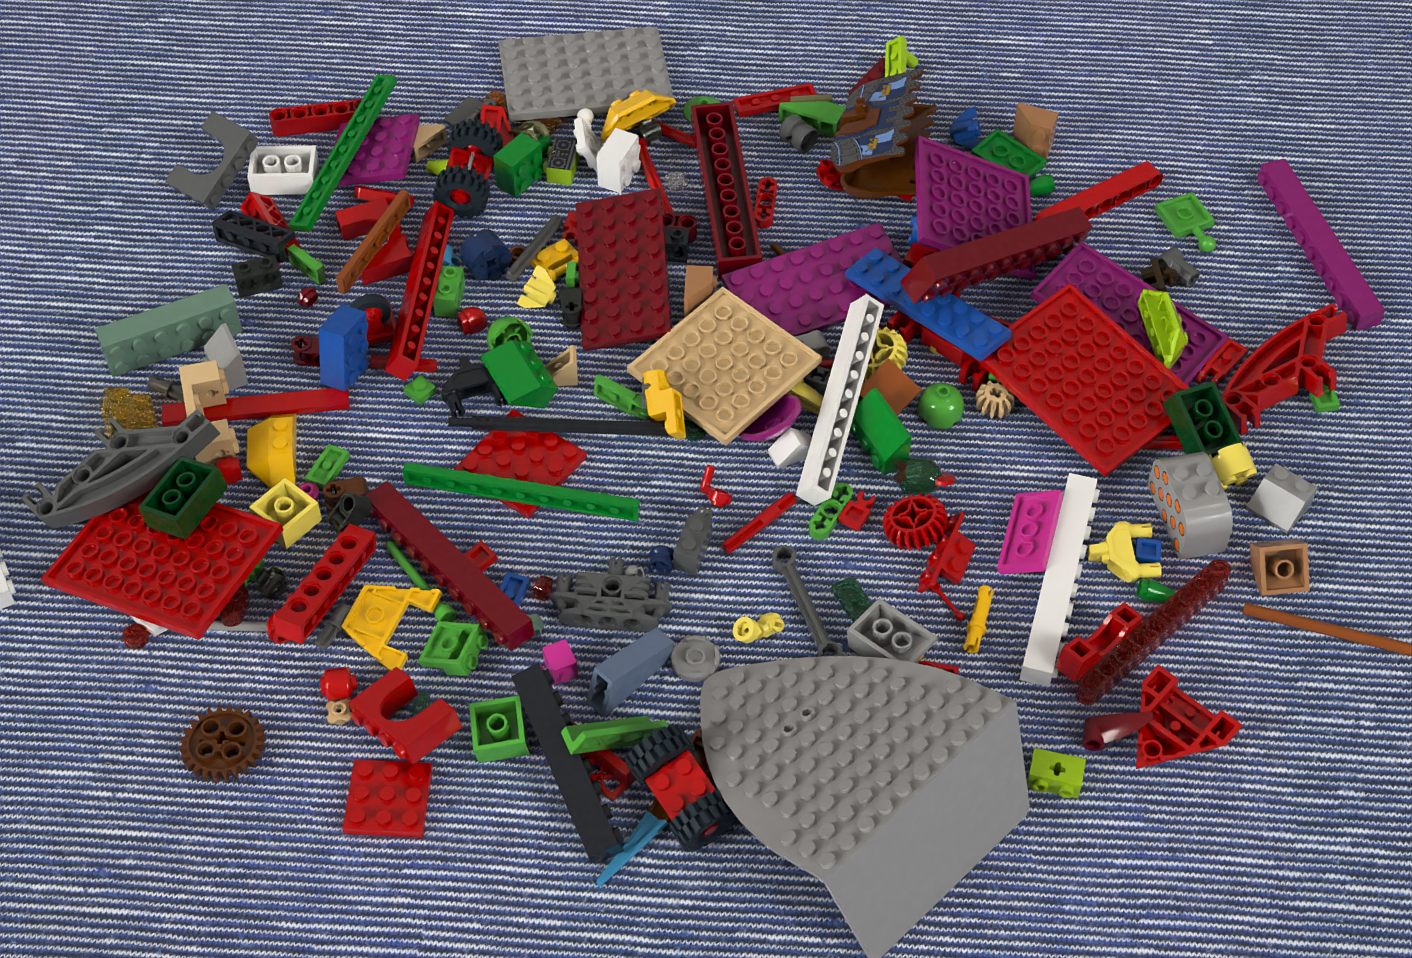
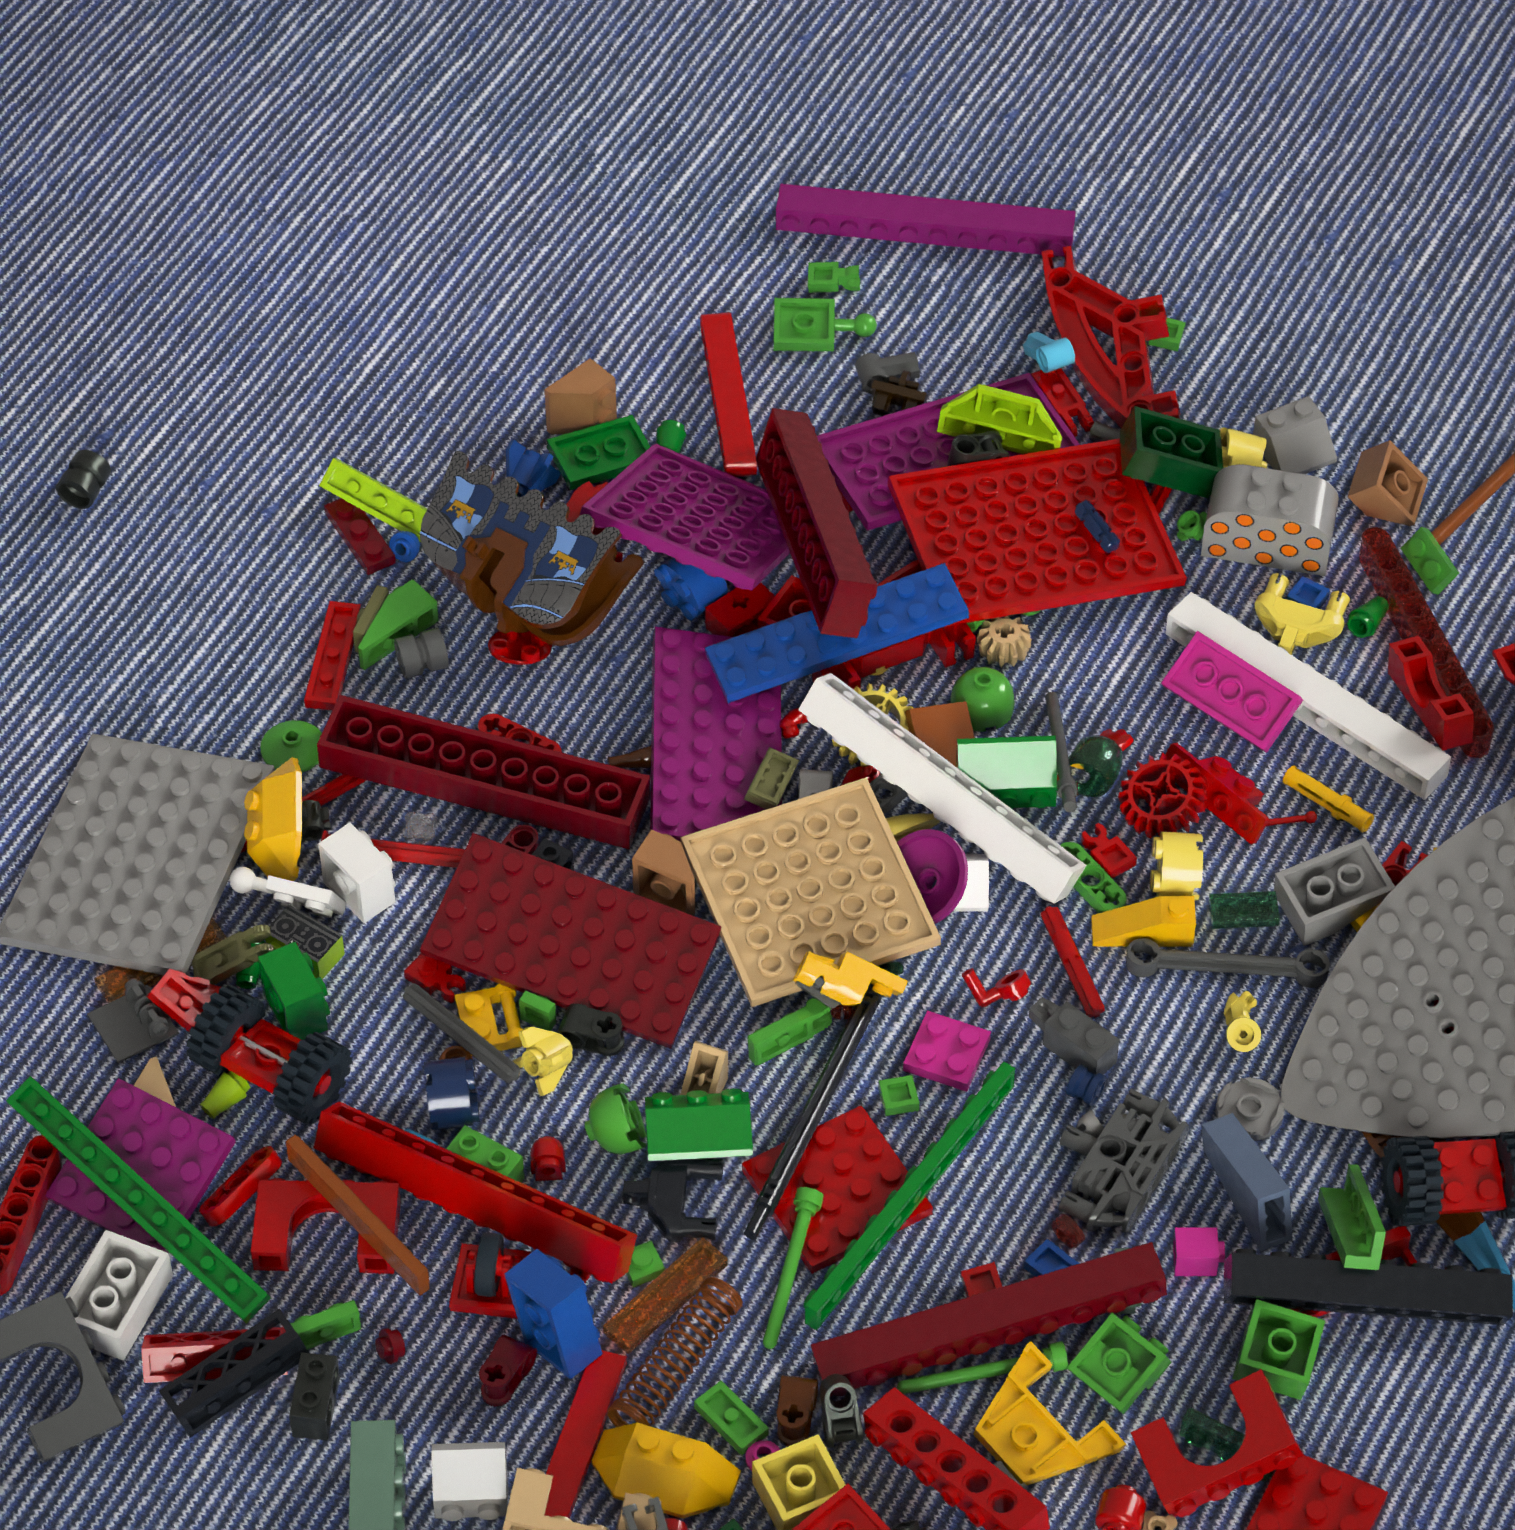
camera: 65 degrees left, 0 degrees up
(400, 406) = (664, 1295): none -> clear orange plate
(406, 434) = (729, 1310): none -> dark orange piece
(489, 445) = (807, 1203): none -> bright green piece
(603, 467) = (898, 1095): none -> bright green plate
(654, 482) = (947, 1051): none -> dark pink plate
(800, 317) = (771, 779): none -> olive plate
(811, 553) = (1164, 919): none -> yellow slope
(860, 546) = (1177, 864): none -> light yellow brick
(877, 458) = (1066, 784): none -> dark grey bar
(1109, 405) = (1097, 526): none -> dark blue axle
(1131, 322) = (976, 448): none -> pearl dark grey piece
(1229, 611) = (1429, 560): none -> bright green plate
(1233, 212) = (828, 277): none -> bright green plate
(1250, 338) = (1048, 352): none -> medium azure piece

